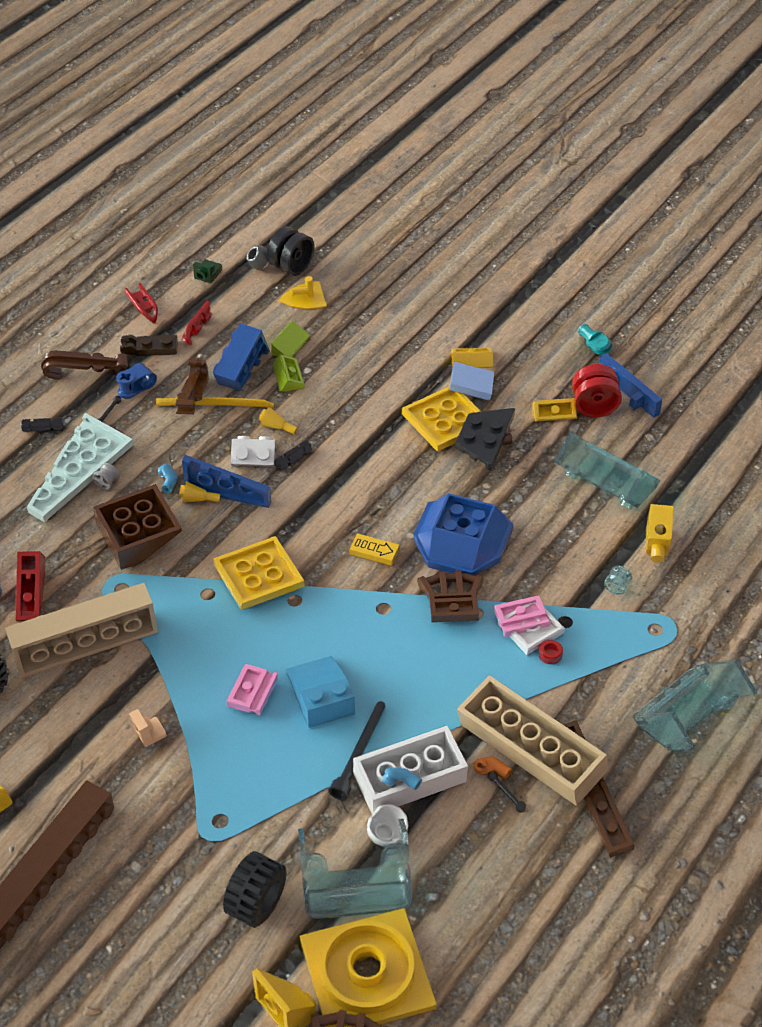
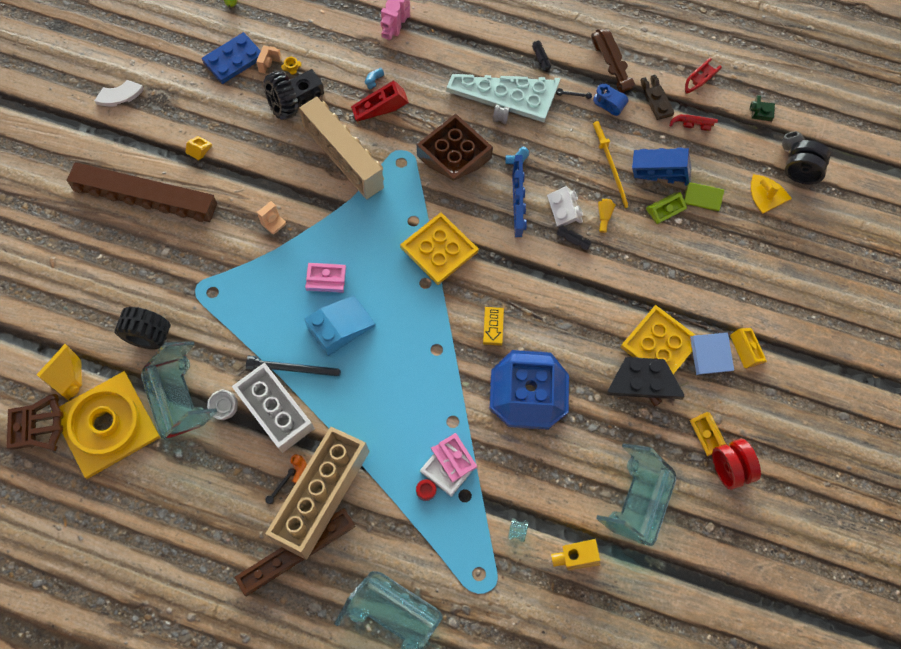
camera: 70 degrees right, 20 degrees up
(193, 387) = (612, 141): reddish brown piece -> none
(193, 493) = (505, 177): yellow cone -> none
(401, 774) = (253, 400): dark azure arm -> none
(452, 606) = (447, 400): reddish brown plate -> none
(595, 340) = (813, 451): teal arm -> none
(638, 392) = (754, 508): blue hinge -> none

